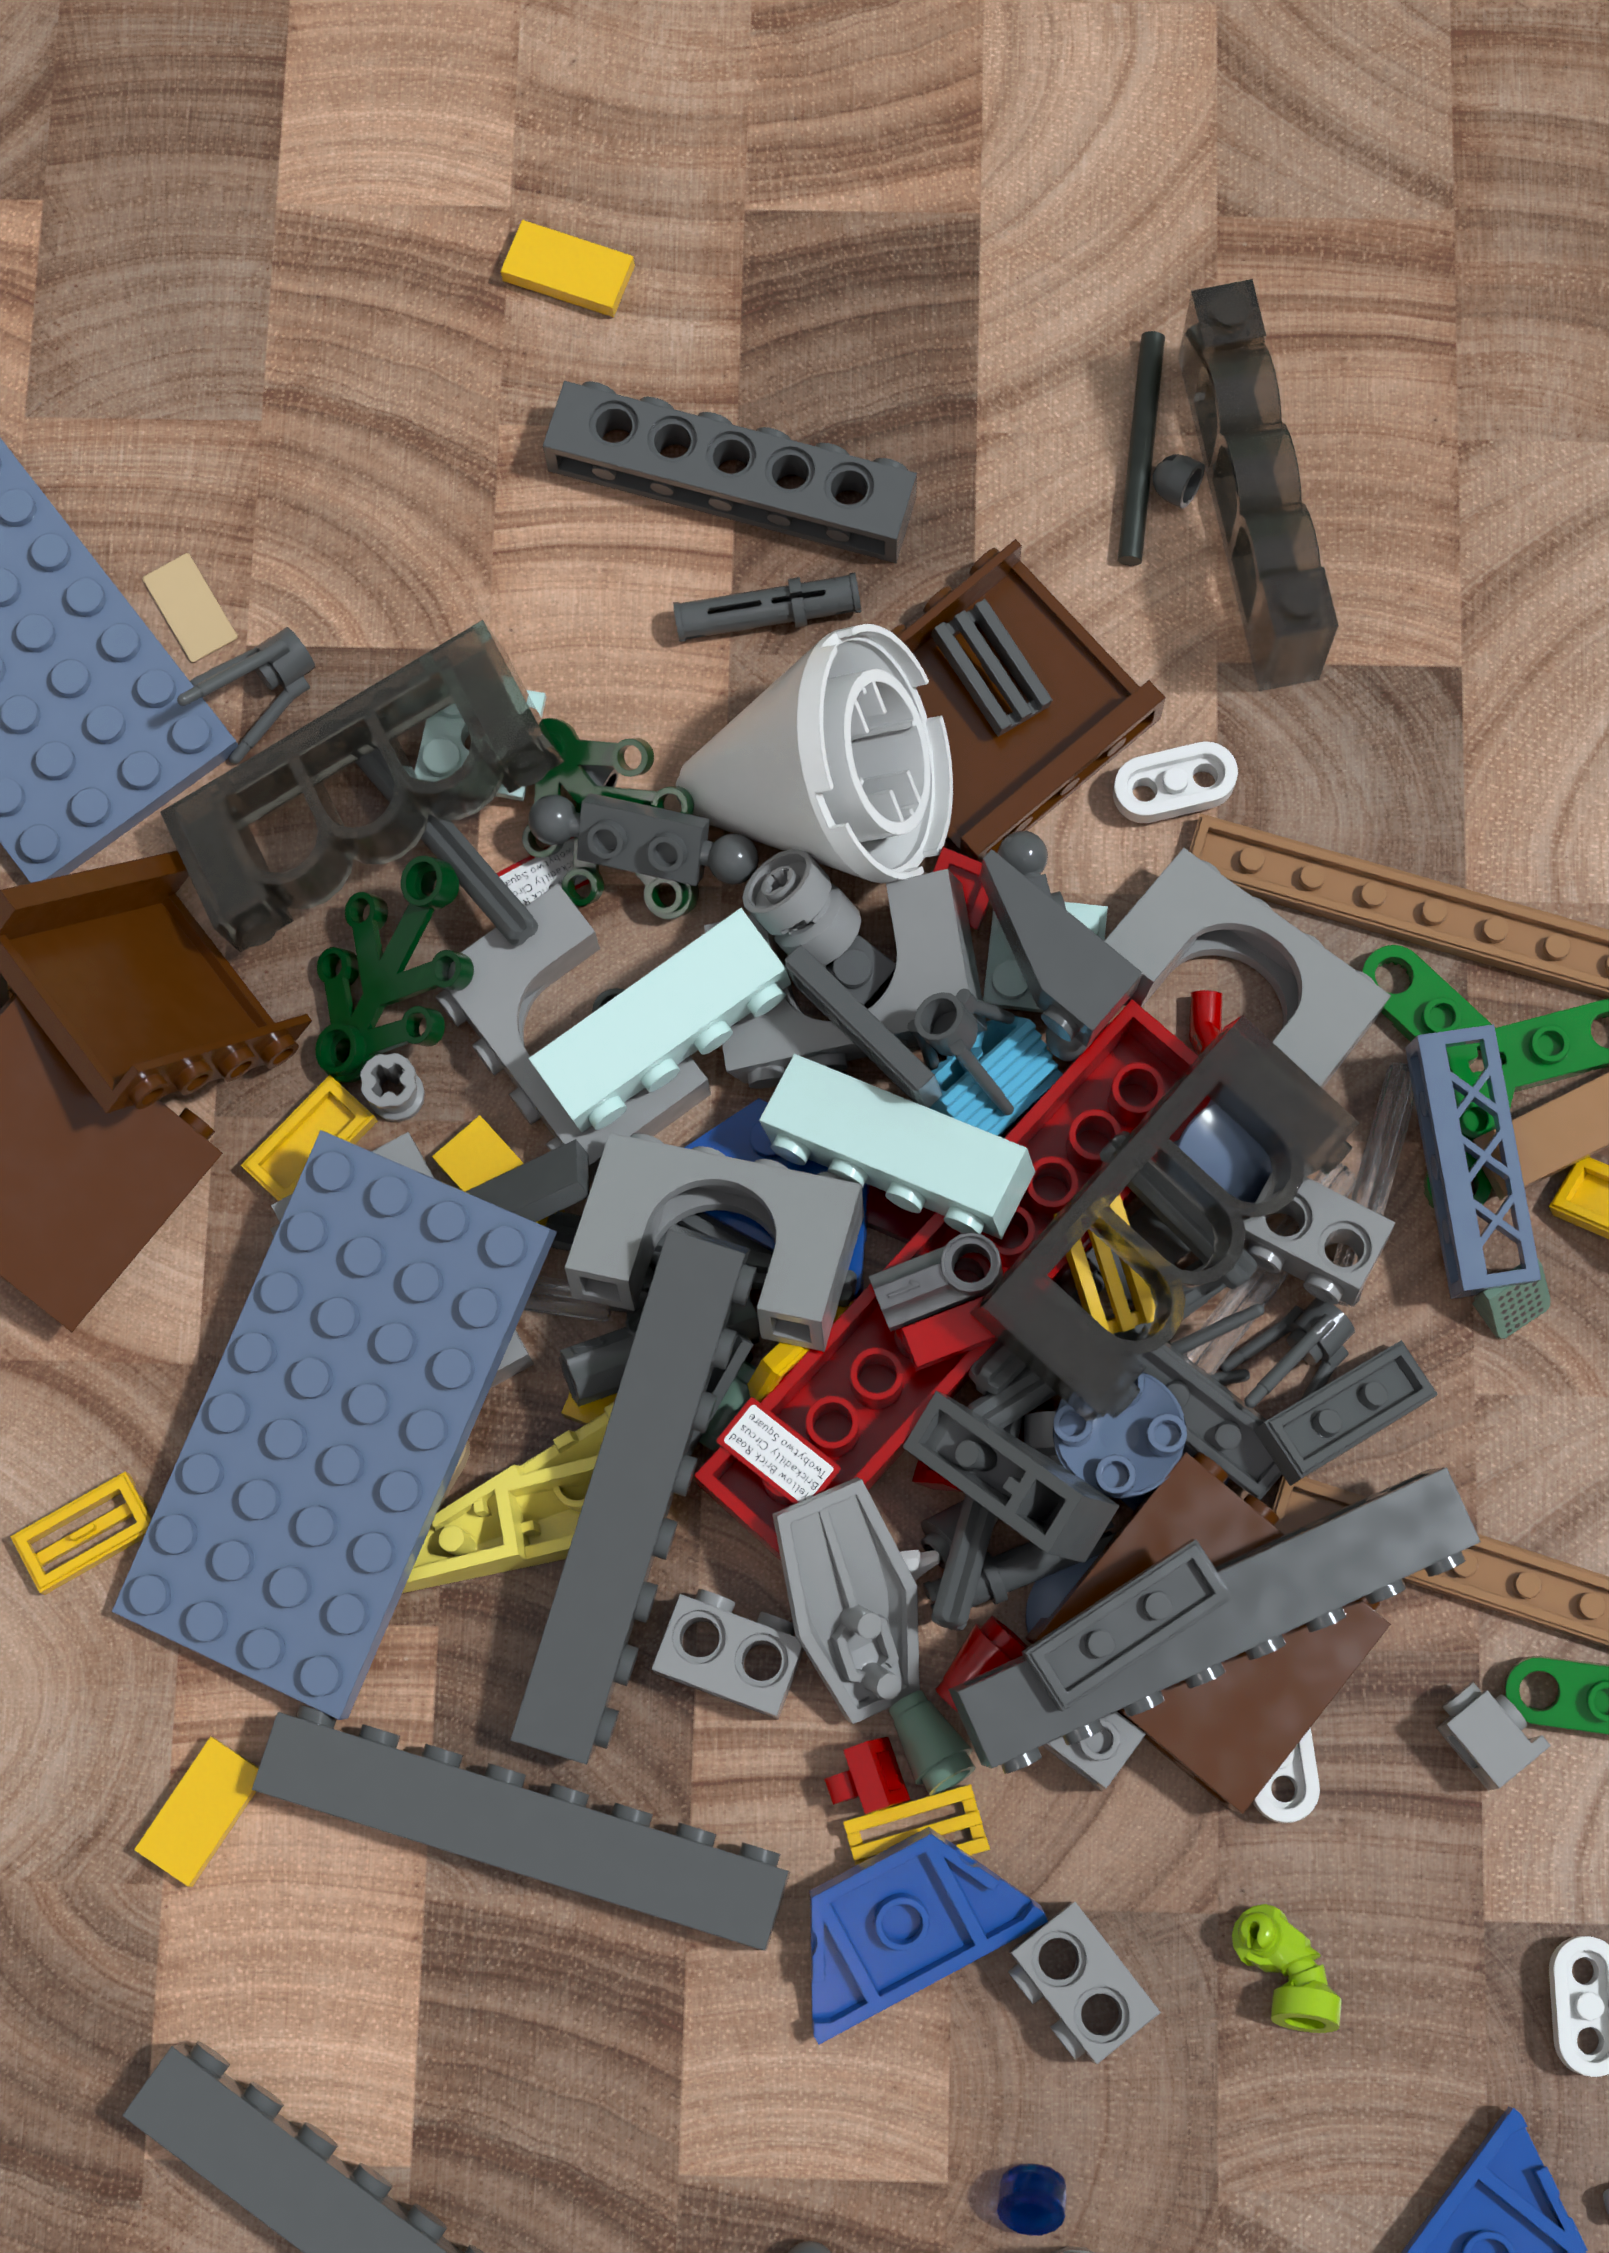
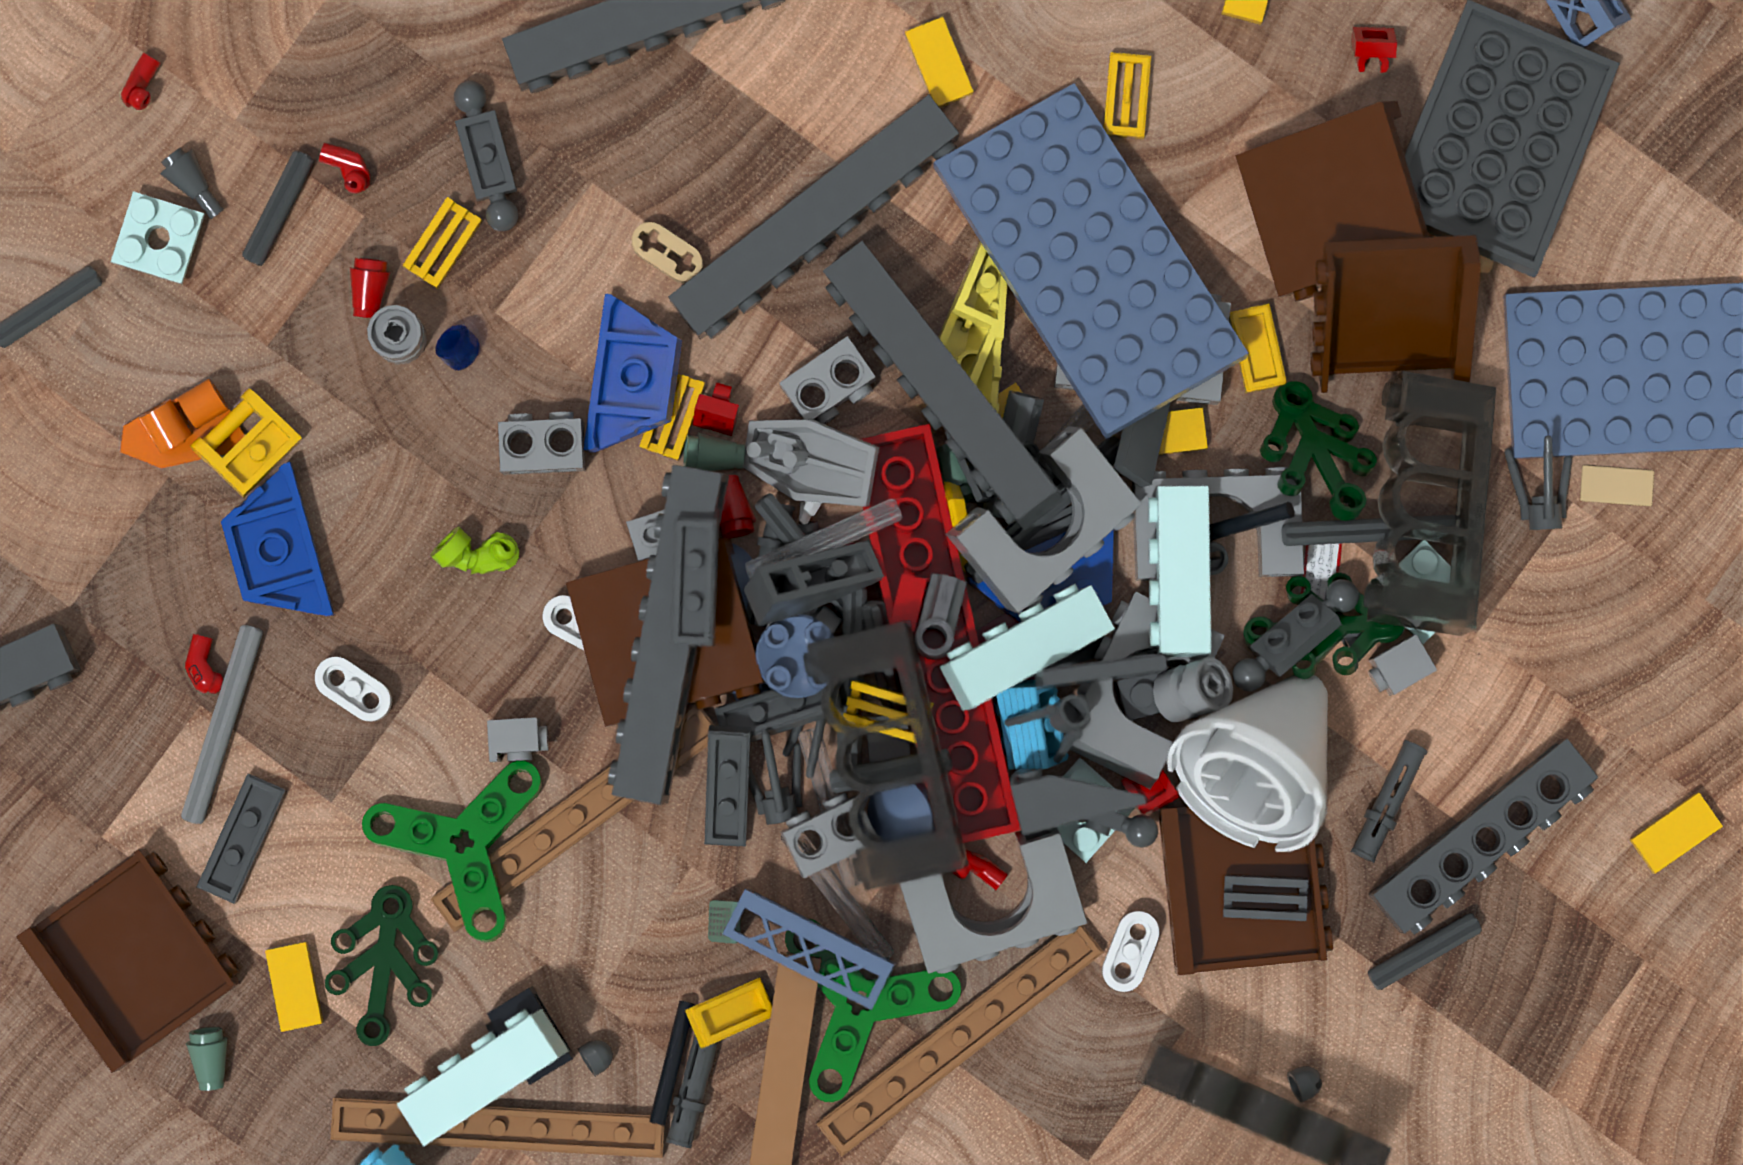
camera: 120 degrees right, 10 degrees up
(397, 1070) = (1248, 422): light grey bush -> none
(530, 982) = (1251, 520): none -> black bar
(591, 698) = (1401, 666): none -> light grey brick
(687, 1999) = (673, 244): none -> tan beam
(777, 1453) = (910, 474): white sticker -> none
(918, 450) = (1424, 951): none -> dark grey axle
(939, 1500) = (833, 535): none -> clear axle
(1141, 448) = (1339, 1077): pearl dark grey bar -> none

